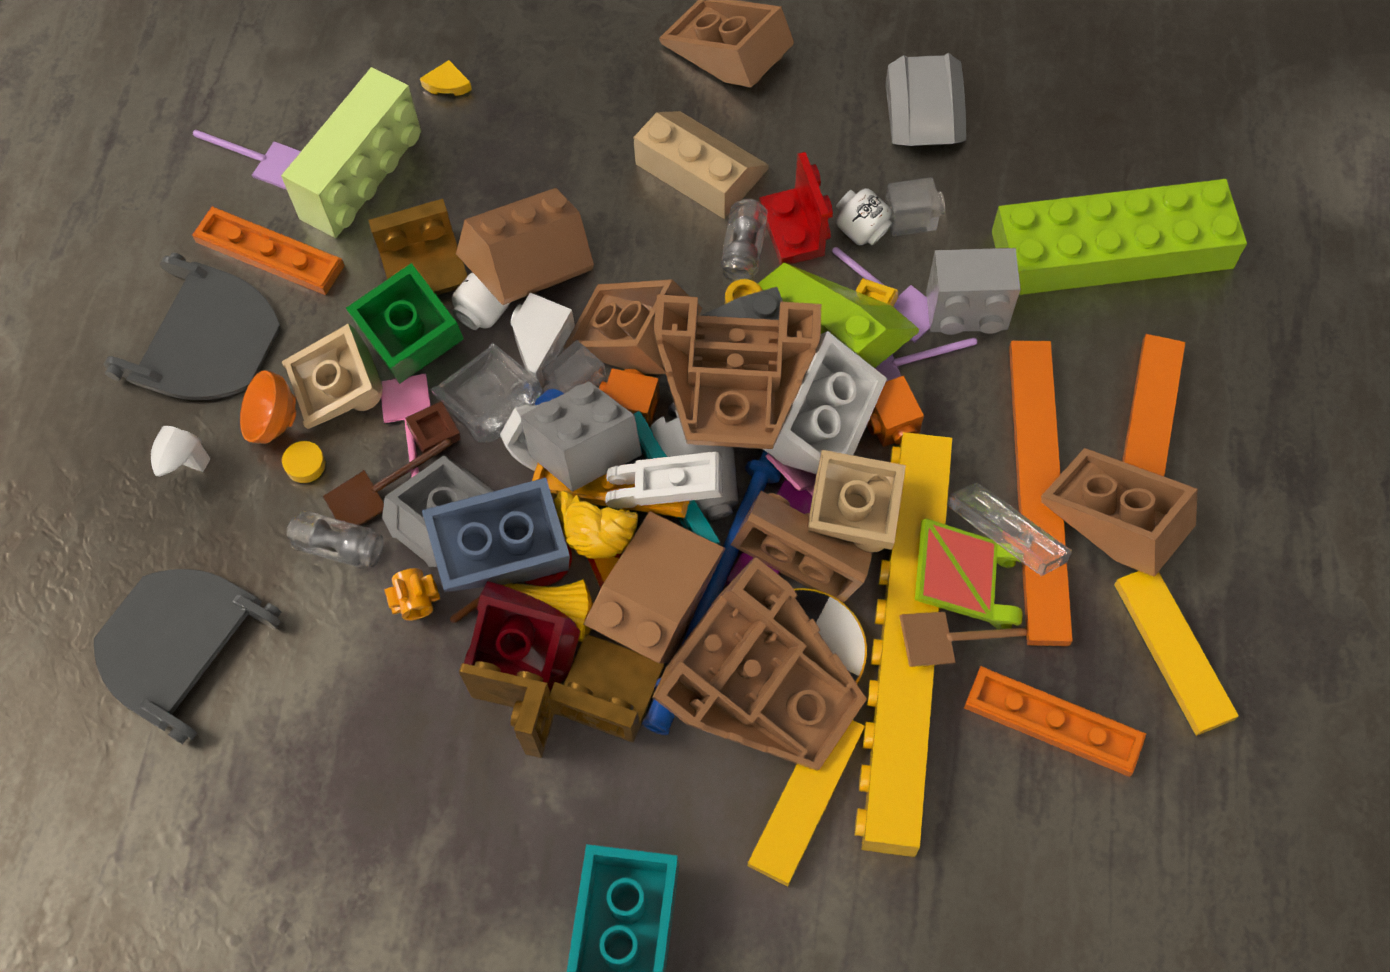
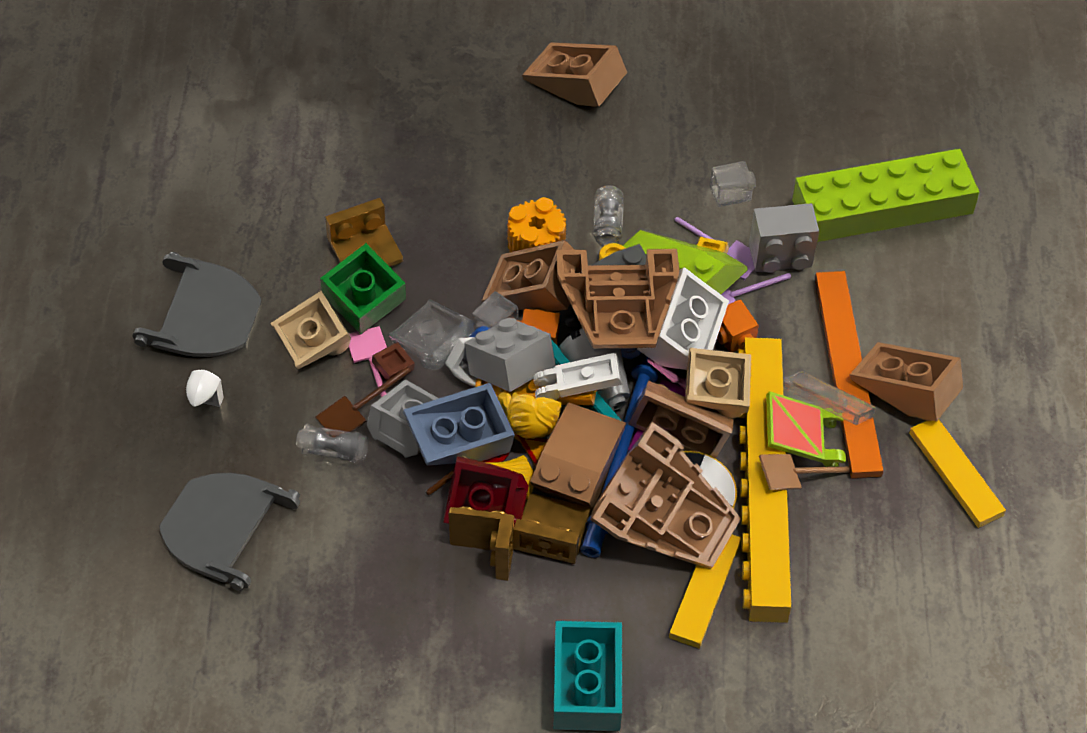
camera: 10 degrees left, 10 degrees down
(266, 408) = (260, 354): orange piece -> none
(268, 250) = (243, 247): orange tile -> none
(272, 163) = (238, 185): lavender piece -> none
(303, 462) = (297, 393): yellow tile -> none
(352, 153) = (302, 171): yellowish green brick -> none
(412, 594) = (397, 475): light orange gear -> none
(446, 79) = (361, 115): yellow tile -> none
(476, 304) = (416, 269): white head -> none
(526, 245) = (446, 227): medium nougat slope -> none
(541, 332) = (464, 288): white slope -> none
(645, 250) = (535, 225): none -> light orange brick
(696, 161) = (564, 162): tan slope -> none
(799, 216) = (650, 196): red bracket -> none
(863, 216) = (696, 193): white head -> none
(926, 100) = (732, 107): light grey slope -> none
(1055, 721) = (876, 525): orange tile -> none
(1154, 403) = (924, 307): orange tile -> none

